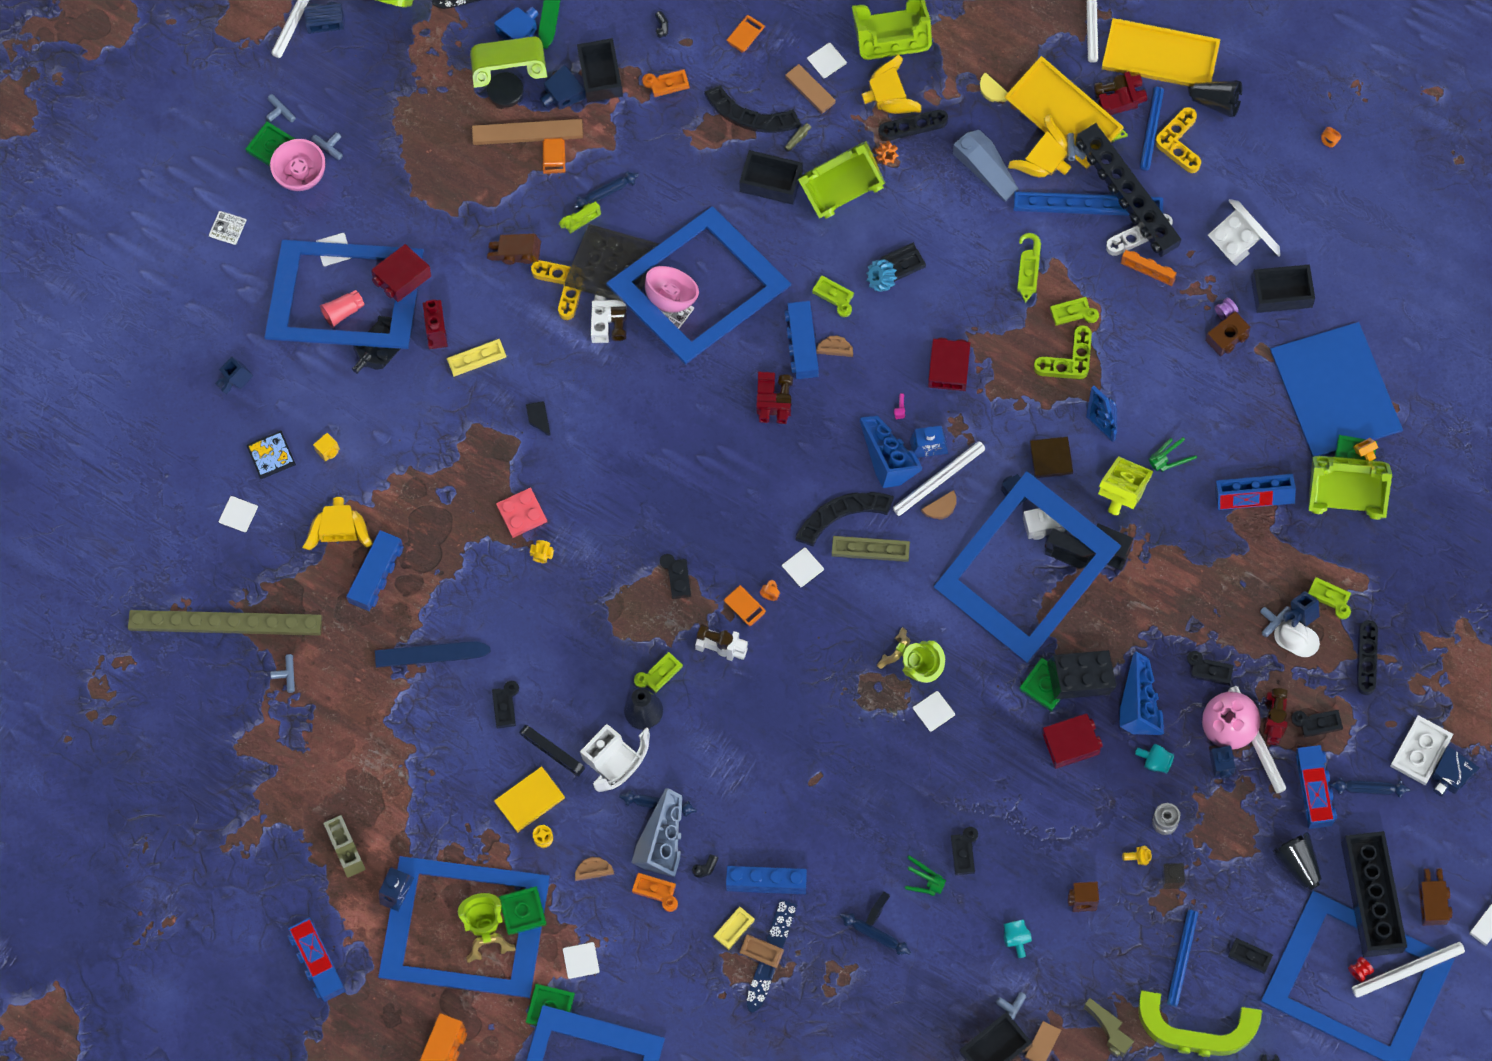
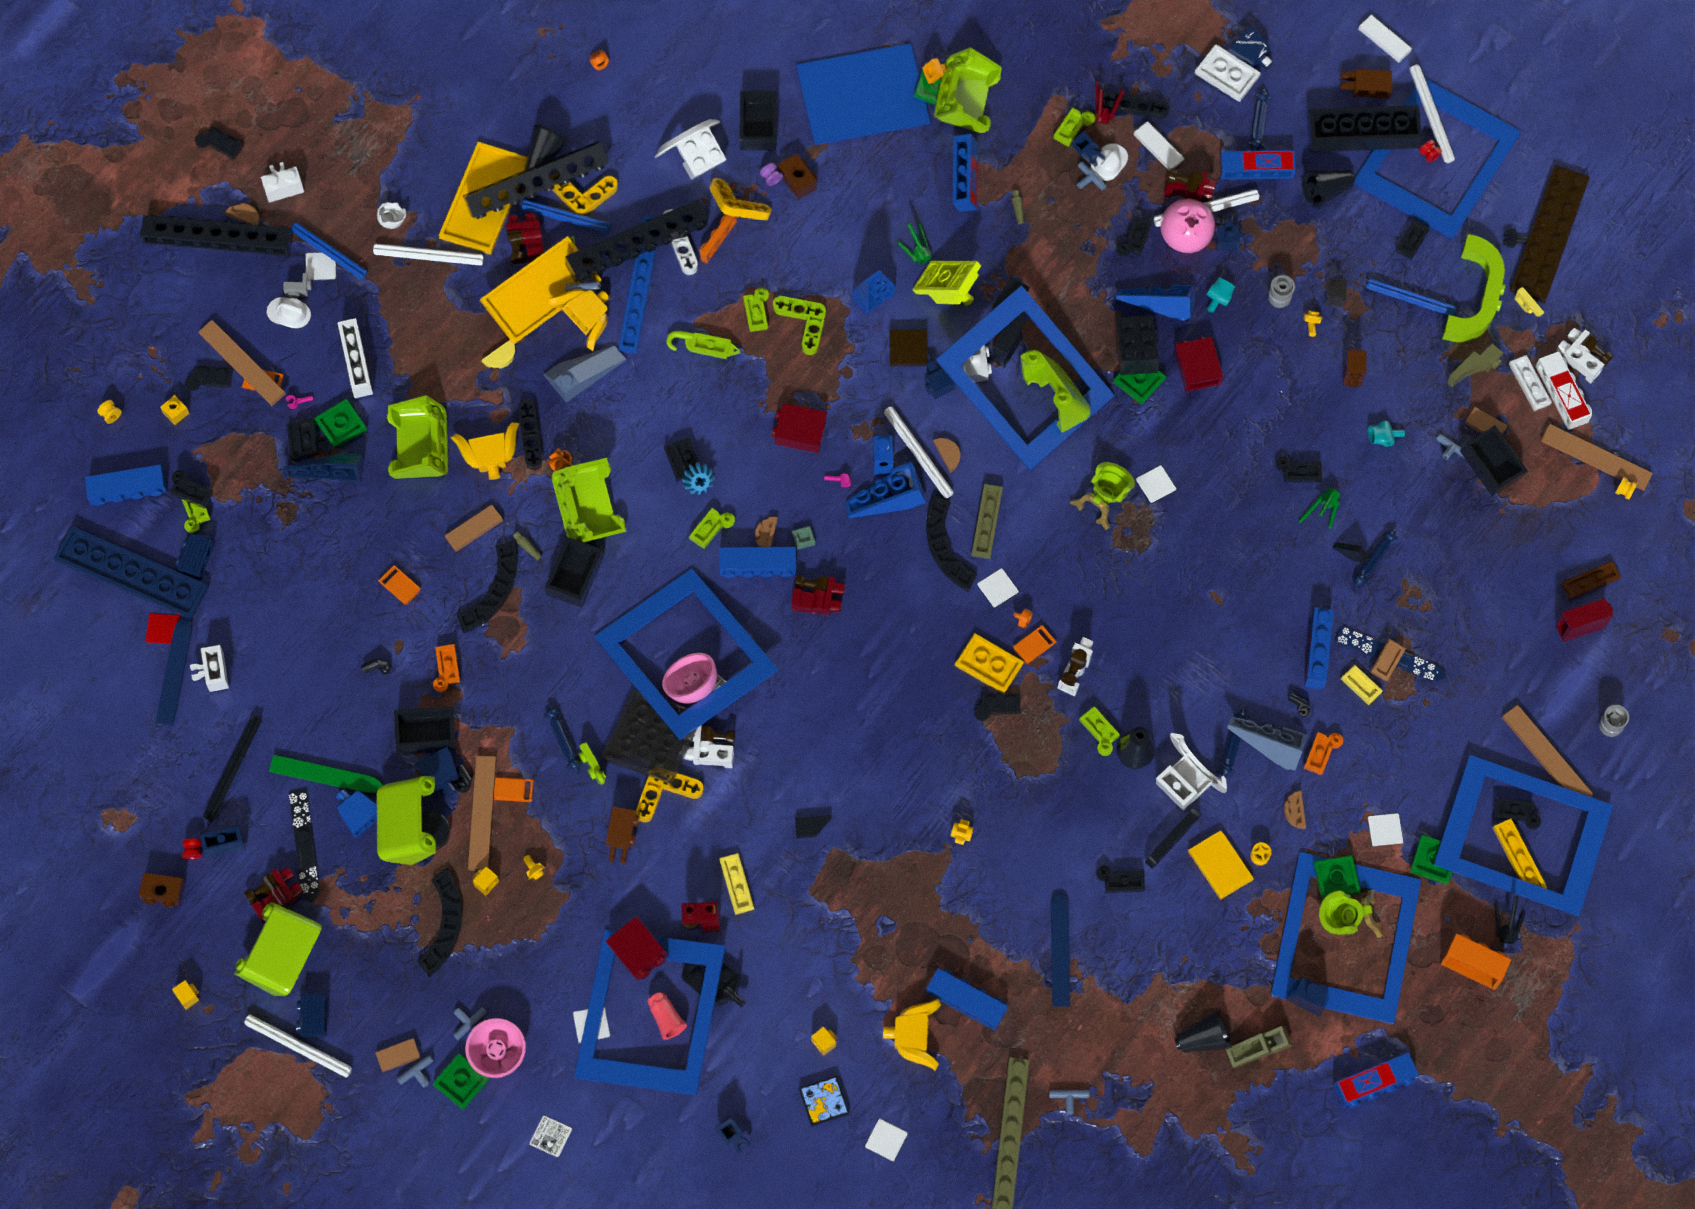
camera: 90 degrees left, 0 degrees up
(294, 92) = (397, 1055): none -> medium nougat tile
(352, 795) = (1204, 1035): none -> black cone
(420, 119) = (449, 927): none -> black tile
(460, 141) = (485, 880): none -> yellow plate
(473, 181) = (535, 870): none -> yellow plate
(521, 512) = (914, 850): coral plate -> none
(554, 113) = (465, 779): none -> black arm
(720, 565) = (989, 663): none -> yellow tile
(826, 60) = (441, 510): white sticker -> none
(834, 381) = (803, 537): none -> sand green tile
(1011, 609) = (1068, 400): none -> lime windscreen
(1183, 272) = (738, 208): none -> yellow beam
(1221, 139) = (474, 198): none -> black brick
(1230, 550) = (1018, 208): none -> olive animal
(1317, 723) = (1195, 153): black hinge -> none
(1322, 686) = (1158, 146): none -> white tile
(1347, 624) = (1102, 114): none -> dark red plant

